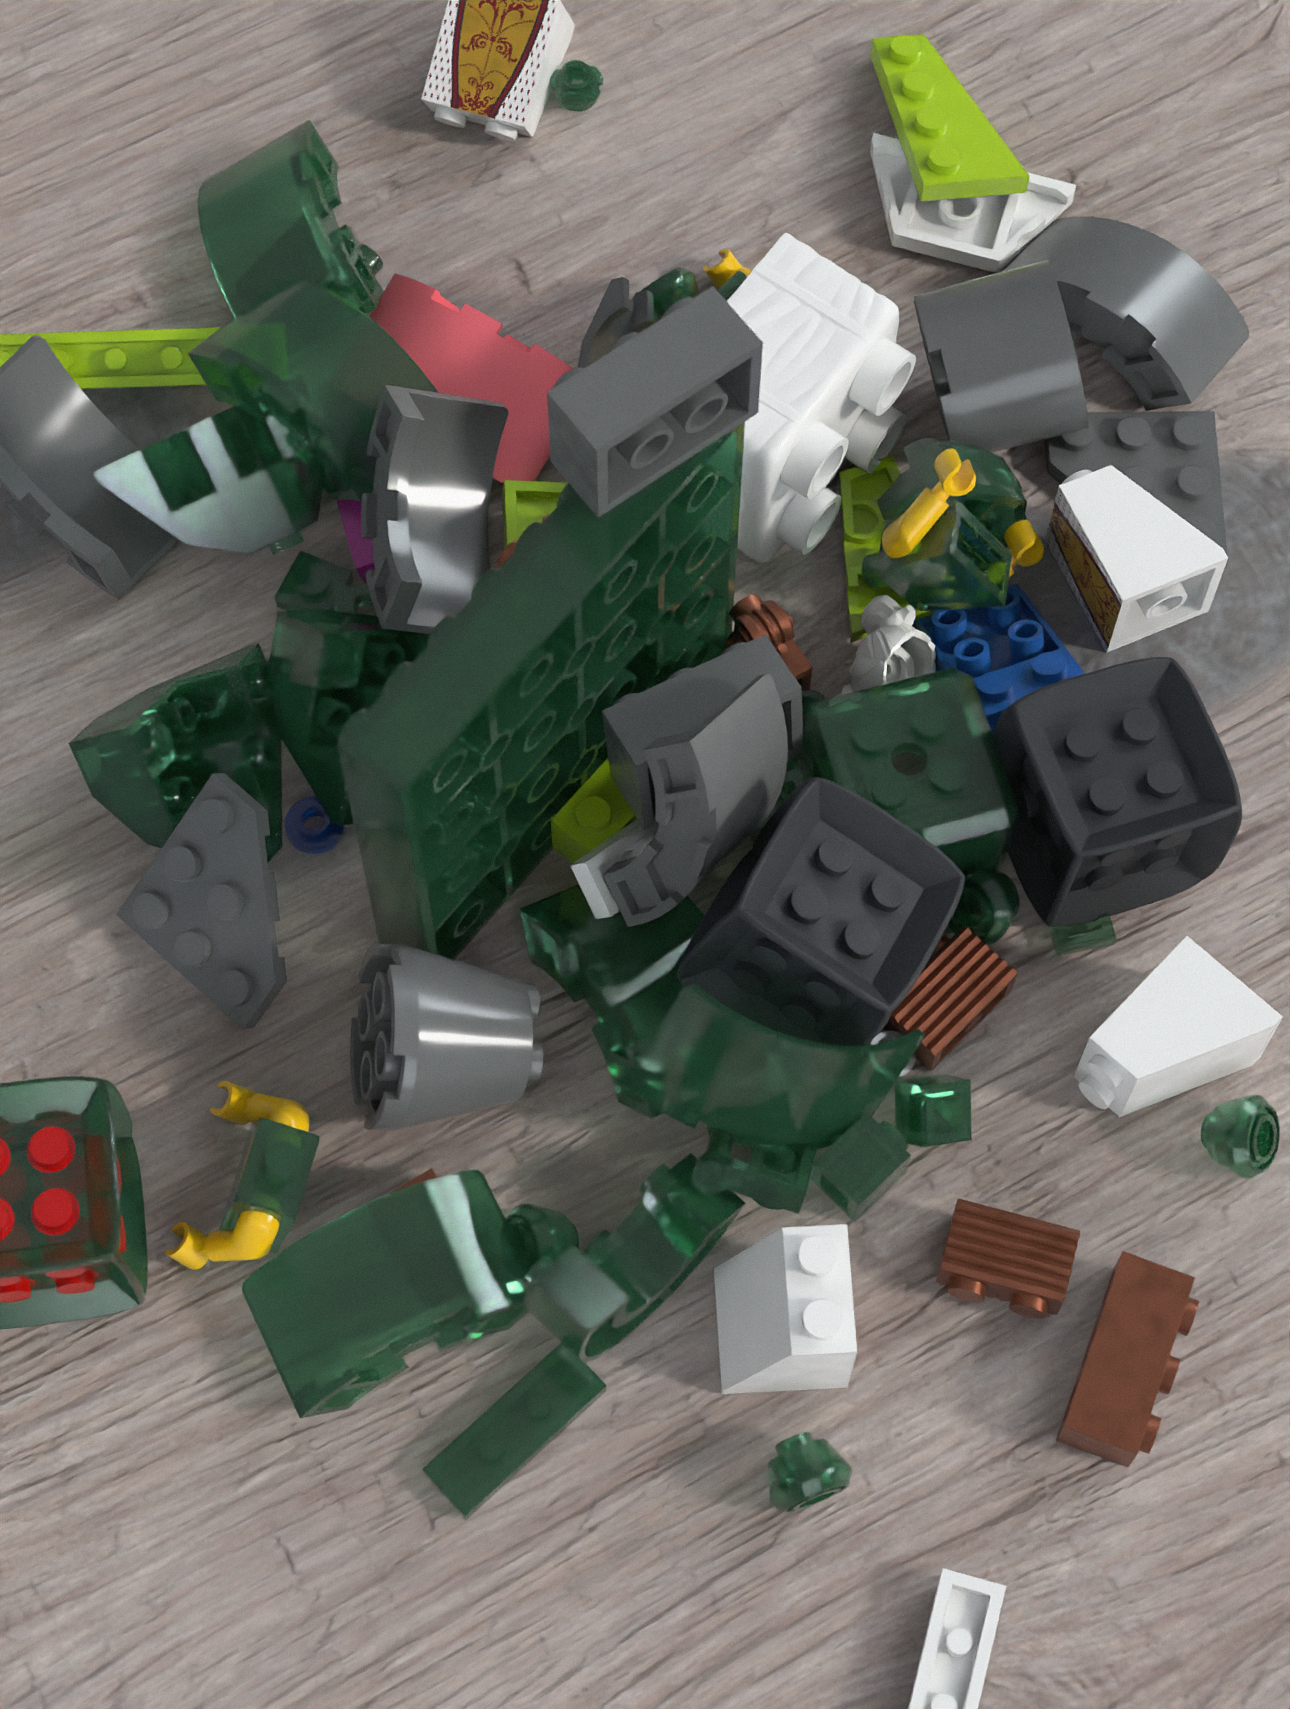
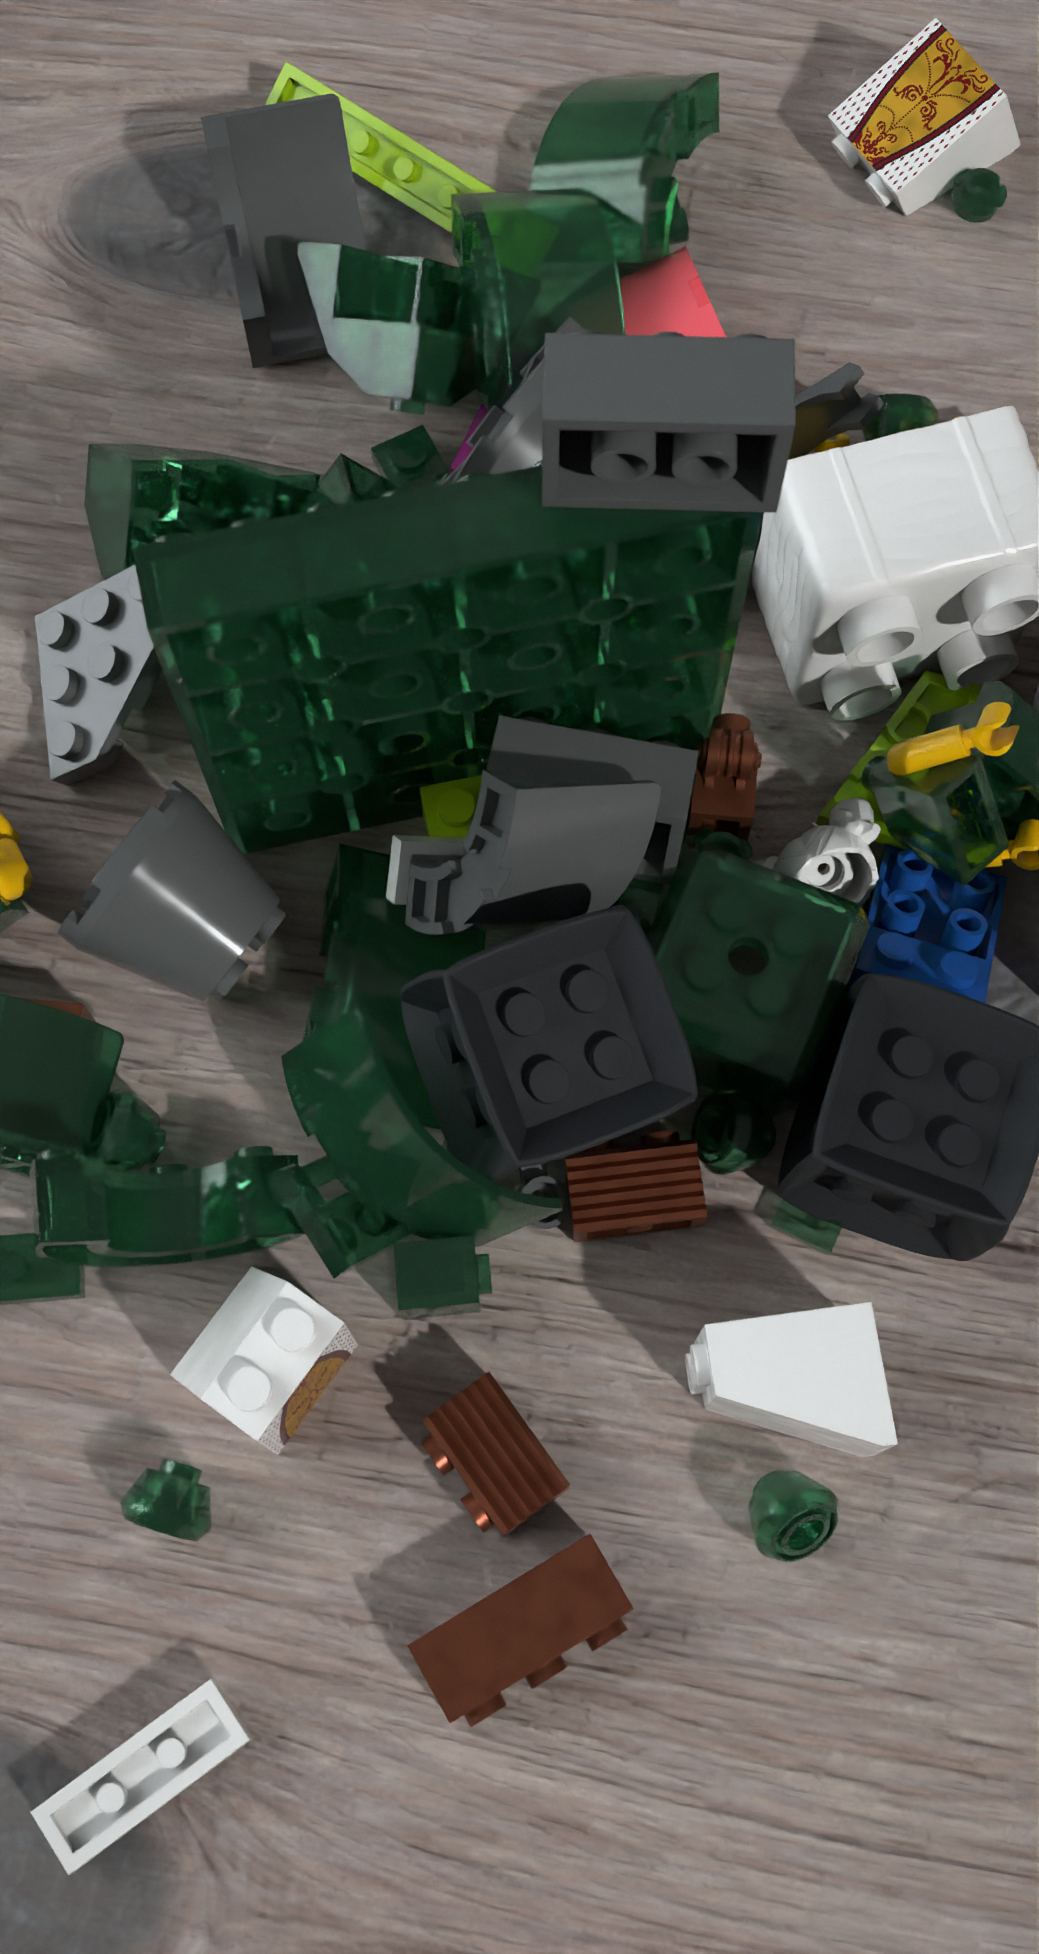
camera: 40 degrees right, 5 degrees up
(933, 1110) = (543, 1277): clear green slope -> none

